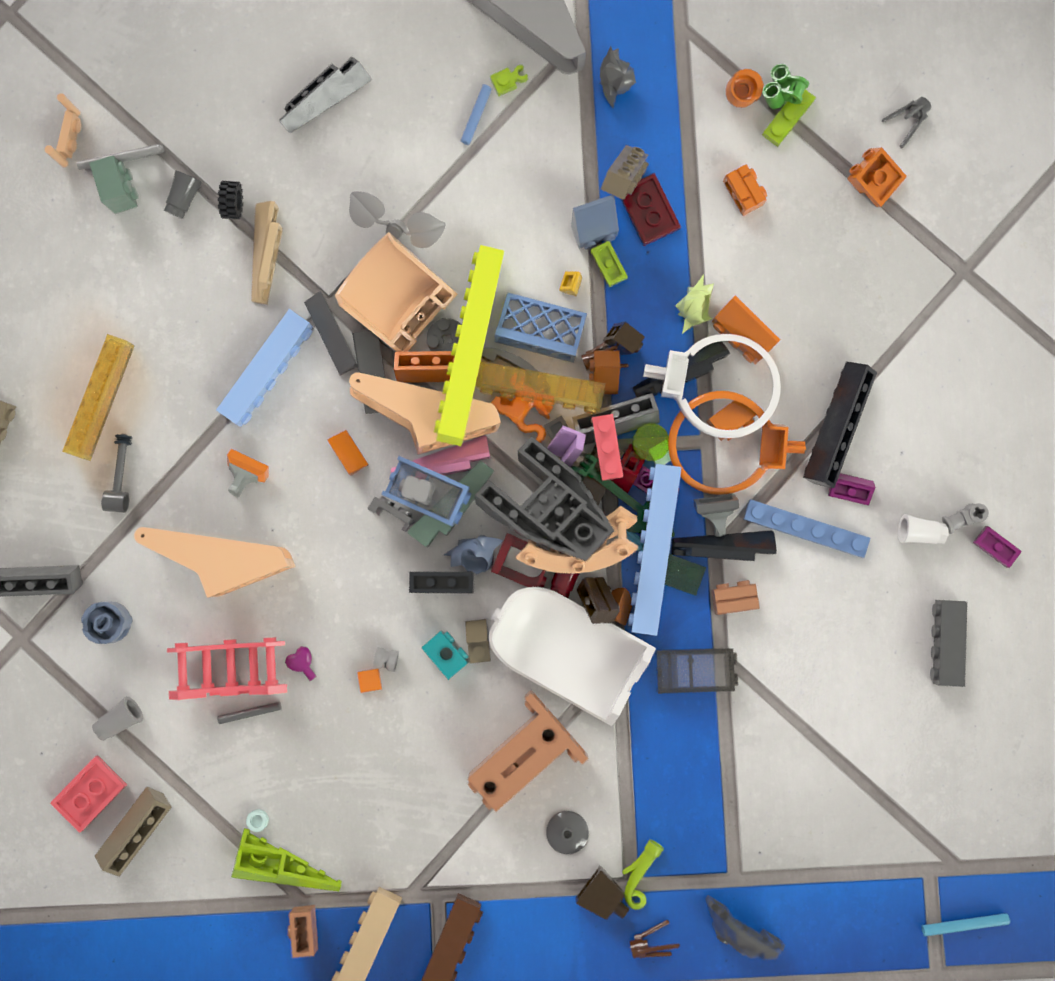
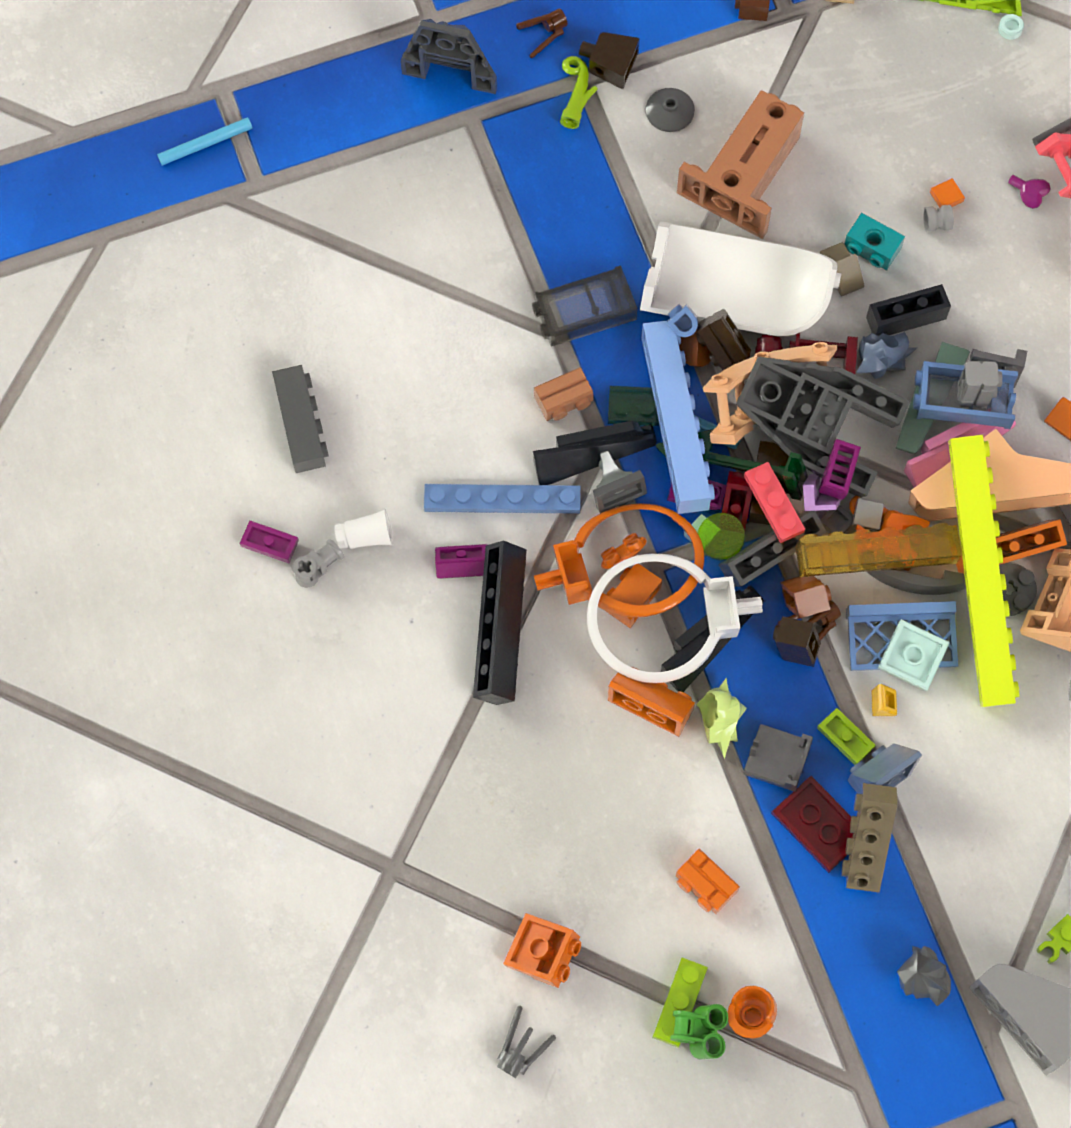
camera: 160 degrees right, 15 degrees down
(535, 422) = (868, 514): none -> light grey tile
(538, 308) = (913, 655): none -> light aqua tile
(541, 454) = (835, 485): none -> magenta slope
(627, 623) = (683, 320): none -> medium blue plate
(664, 263) = (778, 757): none -> flat silver piece
(730, 451) = (630, 548): none -> orange dish

